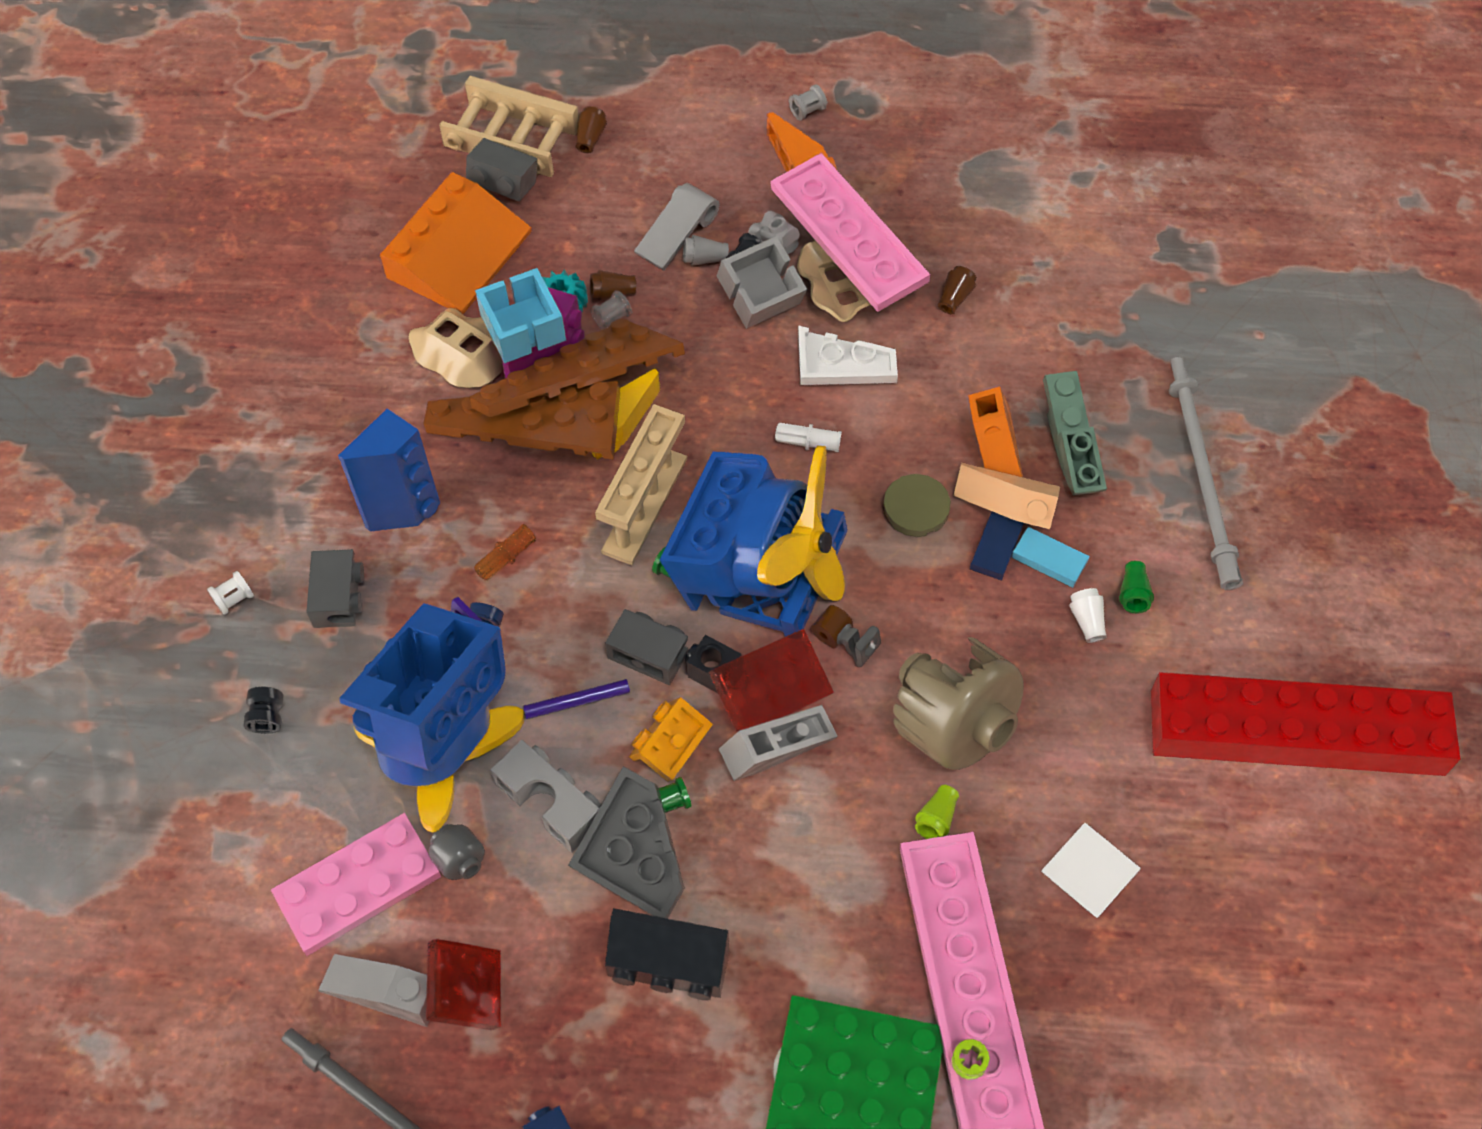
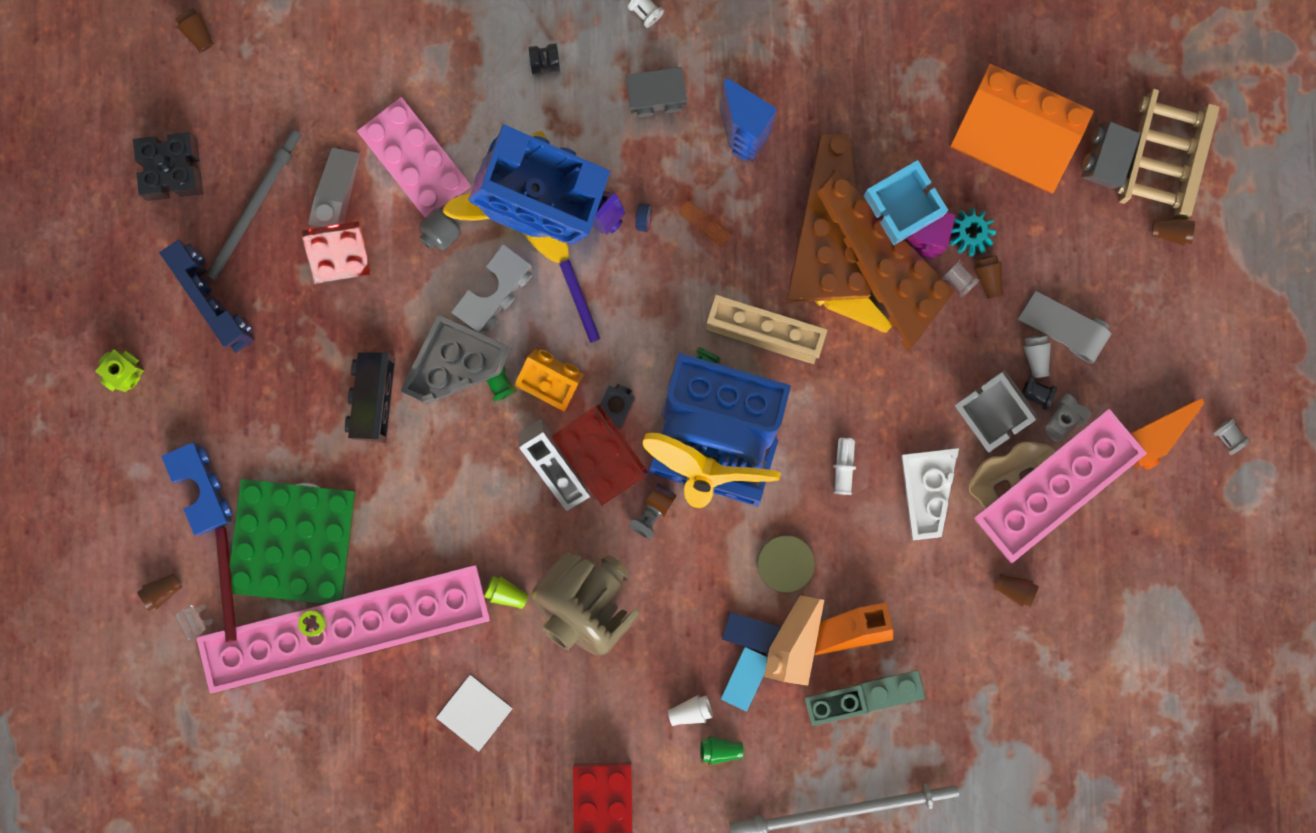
camera: 85 degrees right, 25 degrees up
(451, 360) = (896, 140): tan piece -> none
(647, 646) = (627, 352): dark grey brick -> none

